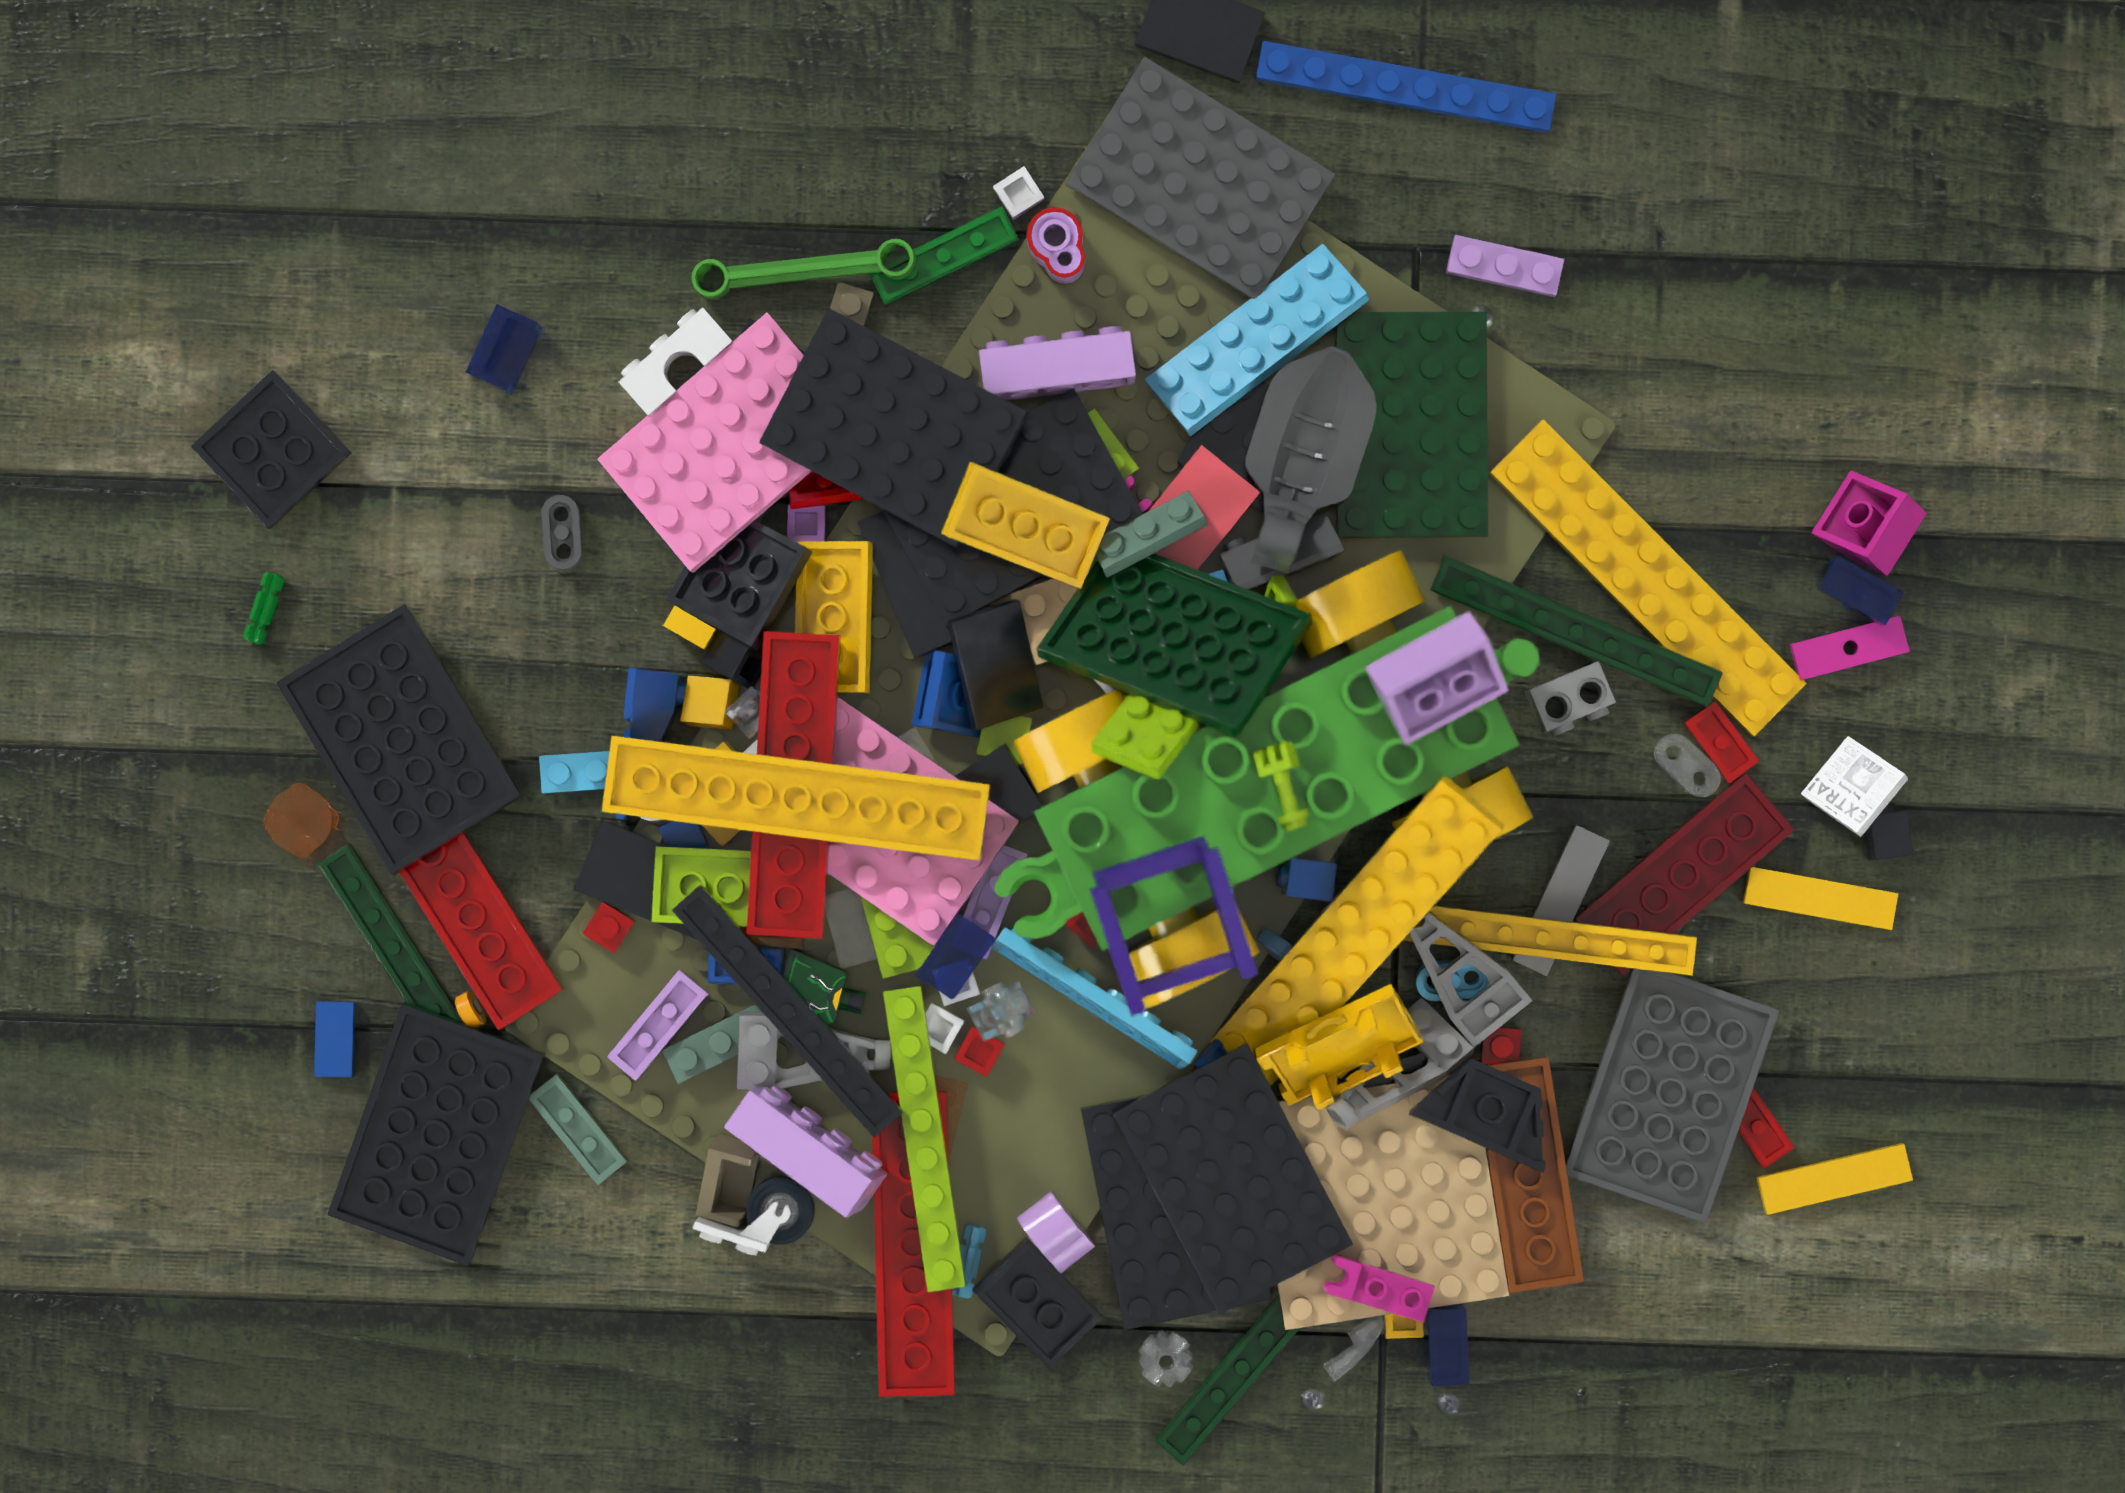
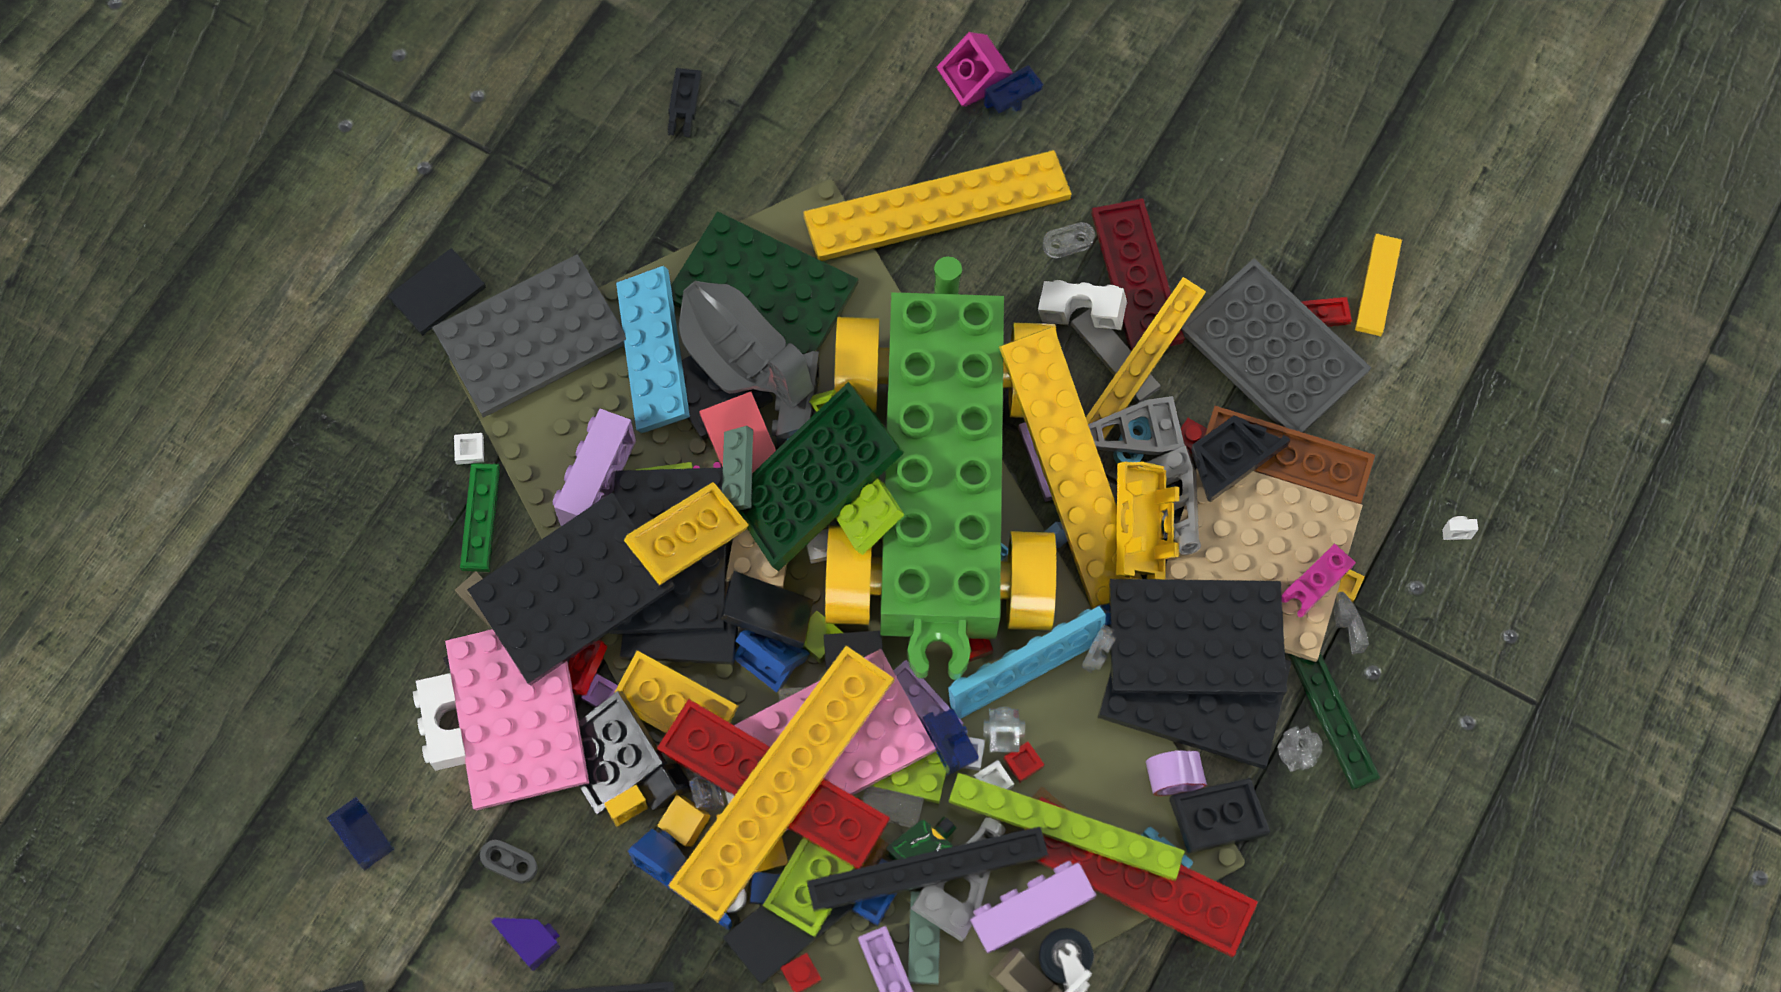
camera: 60 degrees left, 20 degrees down
(488, 605) = (529, 939): none -> dark purple slope
(573, 772) = (680, 941): medium azure plate -> none
(803, 269) = (432, 606): bright green piece -> none
(1056, 244) = (517, 436): lavender piece -> none
(1153, 865) = (1011, 515): dark purple piece -> none
(1156, 1073) = (1102, 642): none -> clear plate
(1277, 762) = (938, 439): lime hinge -> none
(1307, 879) = (1020, 487): blue brick -> none
(1405, 86) = (548, 195): blue plate -> none
(1437, 678) = (933, 312): lavender slope -> none
(1448, 1345) = (1379, 561): clear blue panel -> none
(1505, 266) = (695, 192): lavender plate -> none
(1549, 1423) = (1460, 528): none -> white plate
(1568, 691) = (990, 284): light grey brick -> none
(1576, 631) = (961, 247): dark green tile -> none
(1595, 797) = (1062, 298): none -> white arch
(1627, 178) = (684, 99): none -> black hinge
(1721, 742) = (1063, 213): red plate -> none
(1820, 898) = (1193, 208): yellow tile -> none
(1854, 786) = (1133, 151): white tile -> none
(1869, 643) = (1048, 106): dark pink tile -> none
(1889, 835) = (1173, 149): black brick -> none

